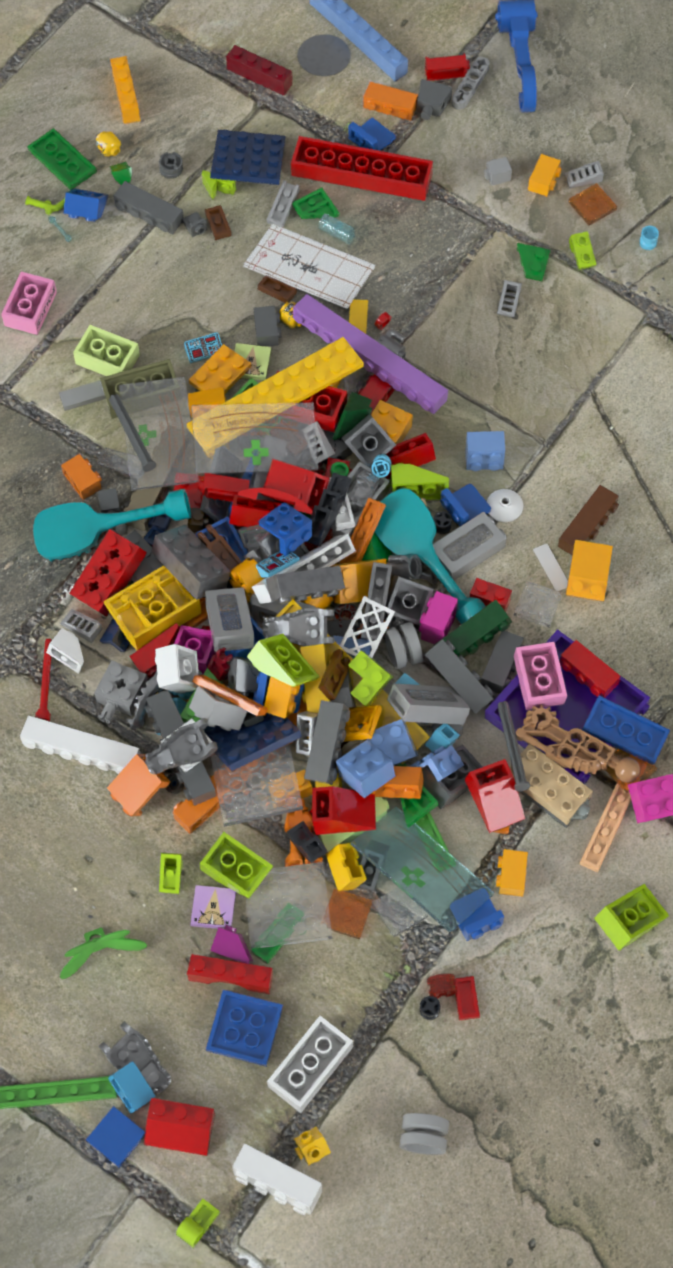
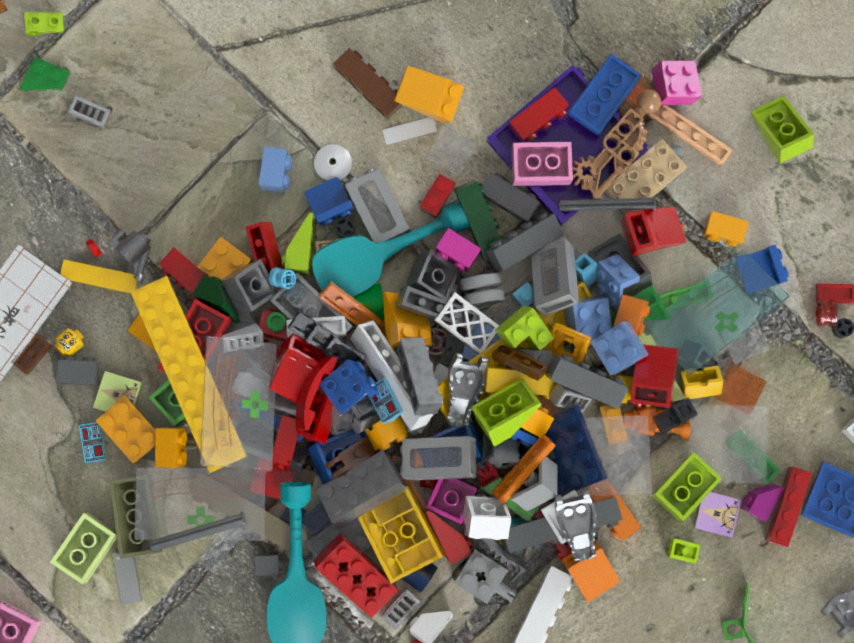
camera: 85 degrees left, 20 degrees up
(81, 476) = (229, 591): orange brick -> none
(376, 357) = (140, 269): medium lavender brick -> none
(409, 568) = (395, 272): flat silver piece -> none

